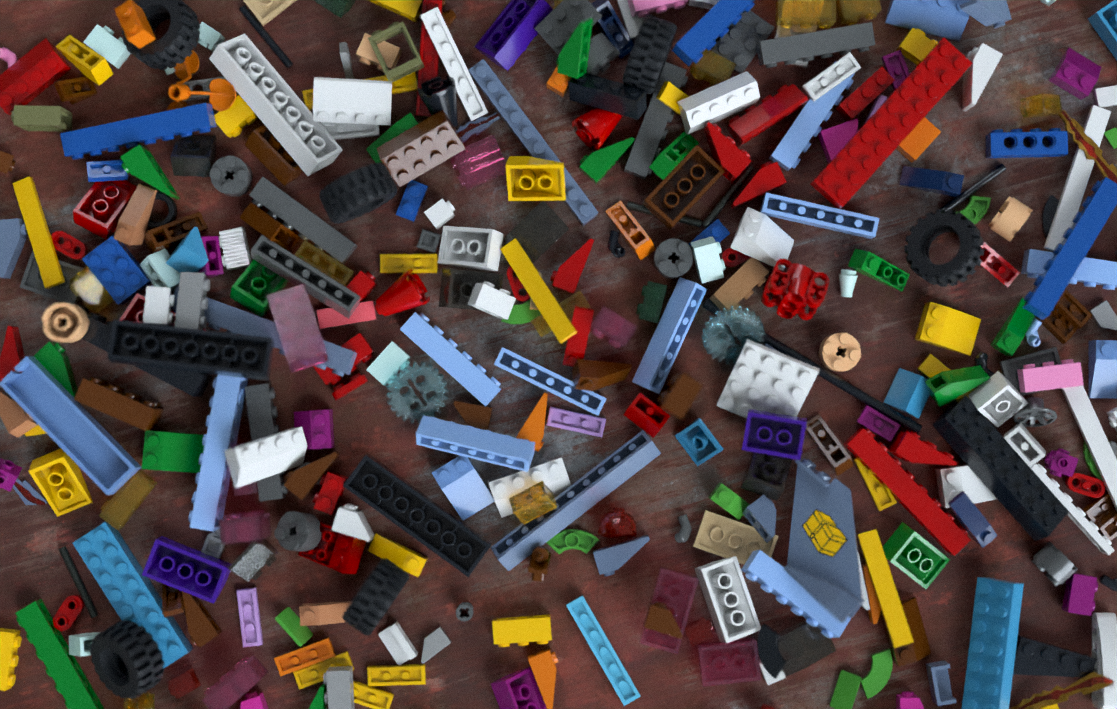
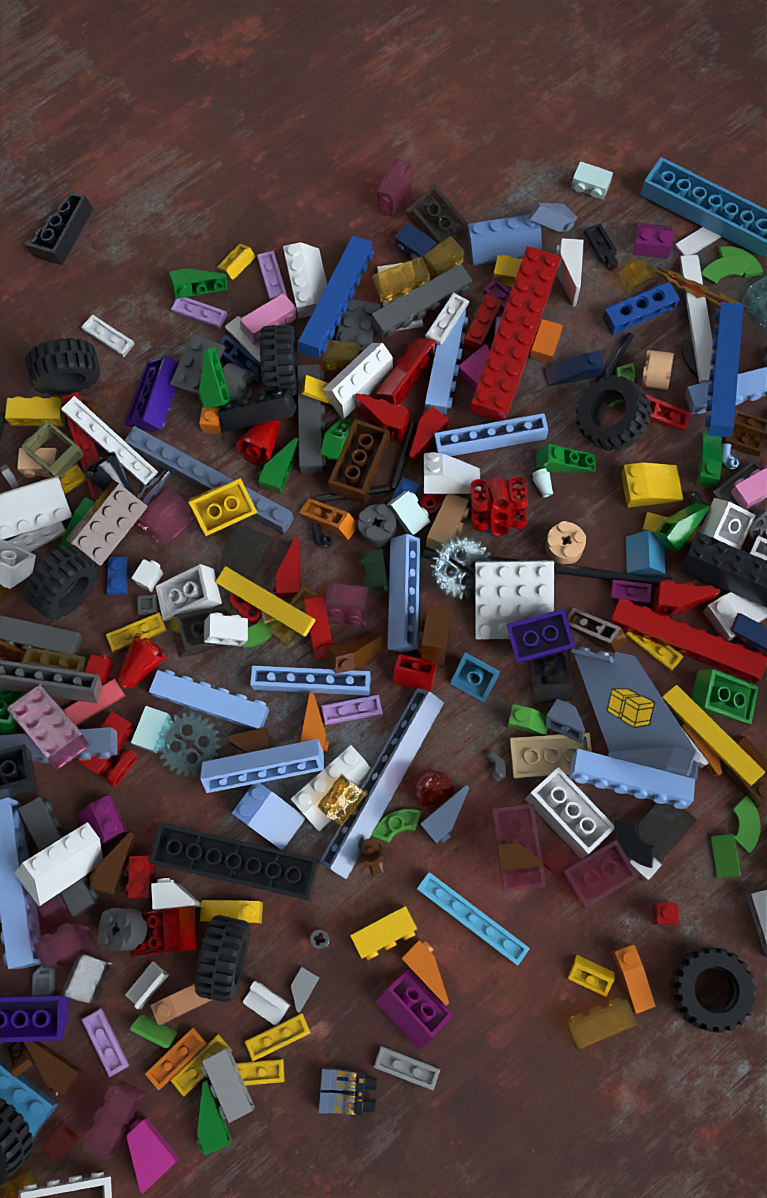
camera: 25 degrees left, 15 degrees down
(302, 585) = (147, 985): none -> white panel
(1022, 59) = (602, 245): none -> black hinge

